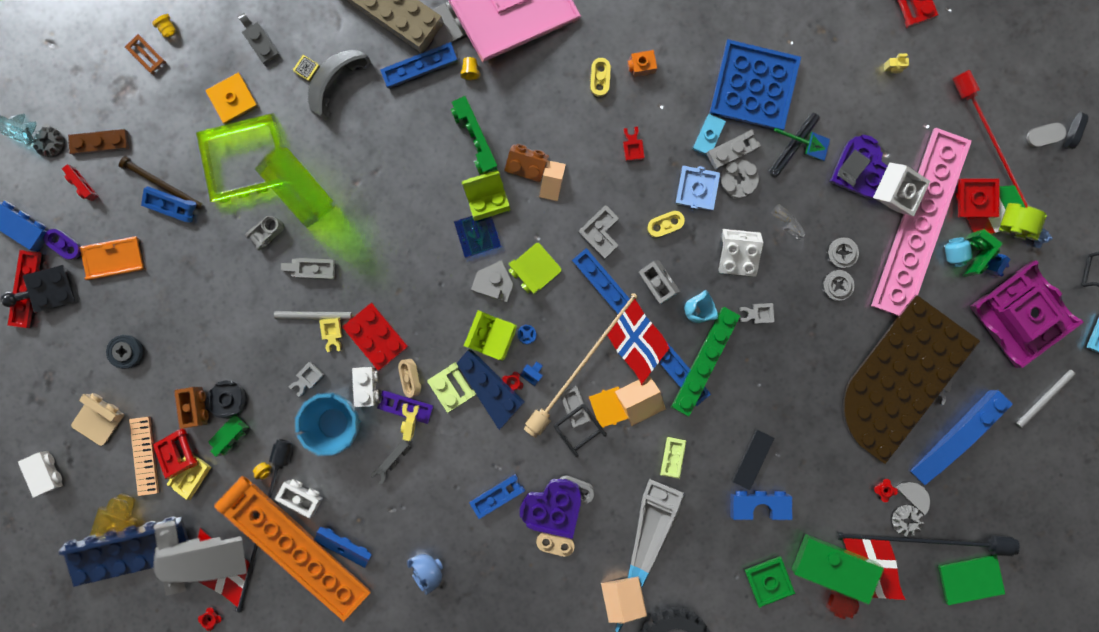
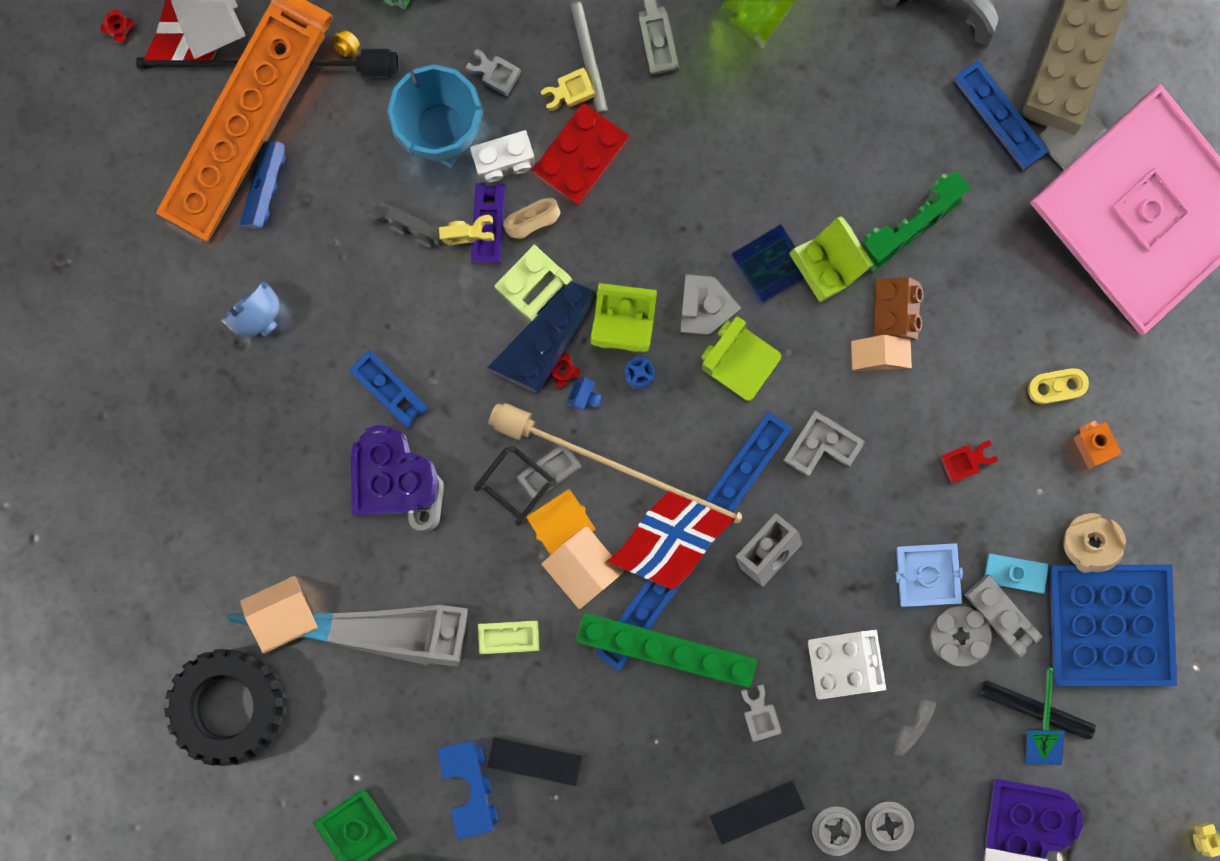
camera: 80 degrees right, 5 degrees down
(299, 498) = (318, 104): white brick -> none
(470, 69) = (1016, 190): yellow piece -> none
(554, 546) = (337, 492): tan plate -> none
(665, 224) = (861, 539): light yellow plate -> none
(706, 306) = (753, 632): medium azure hair -> none
(708, 91) = (1088, 557): none -> tan plate
(816, 330) = (757, 812): none -> black tile
(853, 167) = (1024, 805): dark grey bracket -> none

